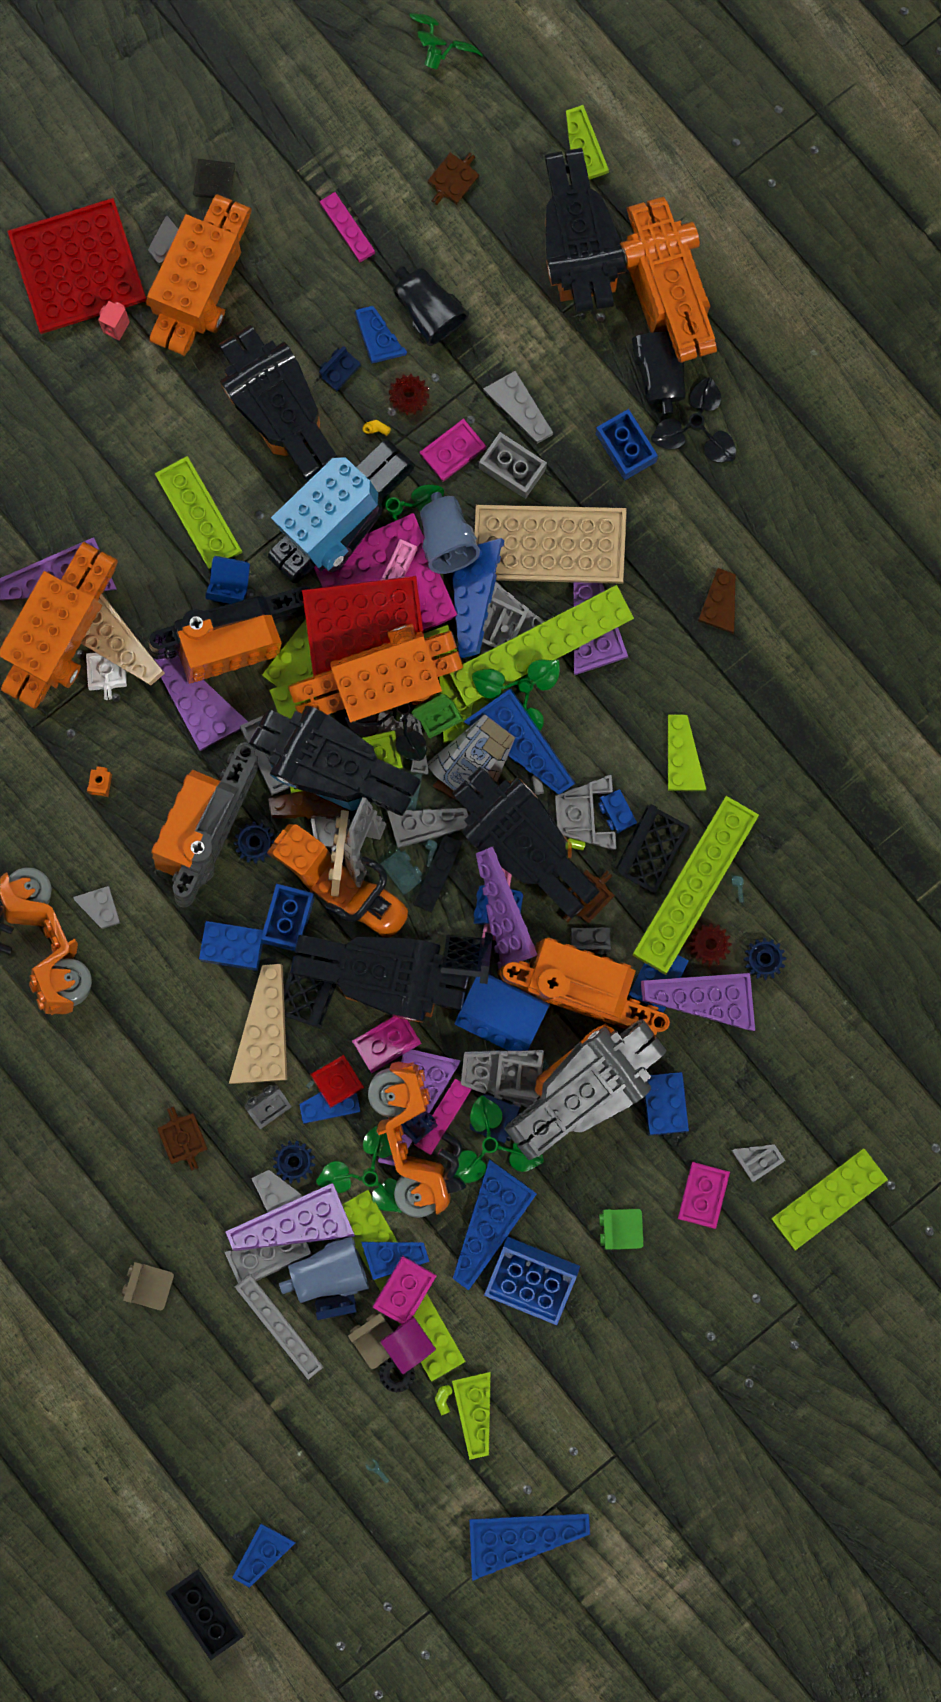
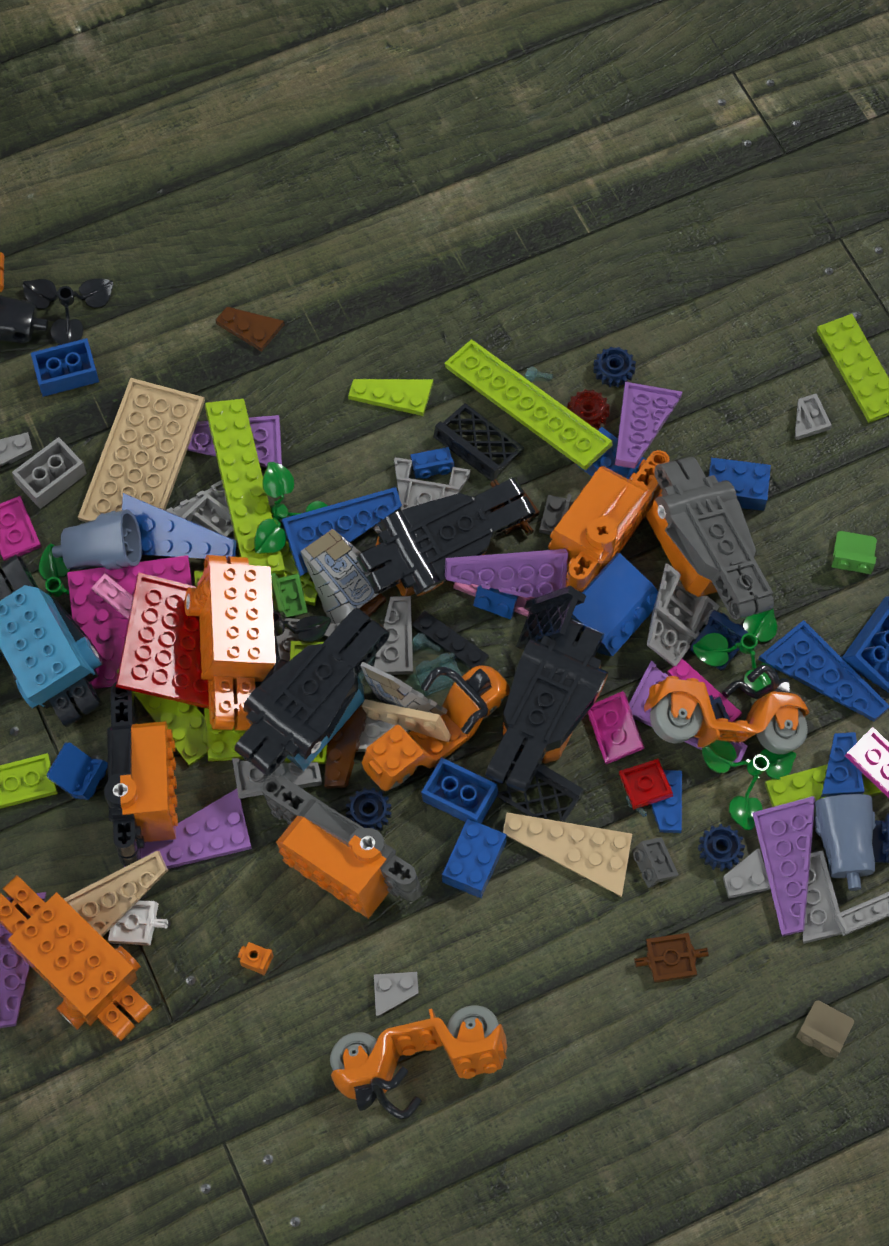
camera: 75 degrees left, 15 degrees down
(703, 1195) = (834, 474): dark pink tile -> none

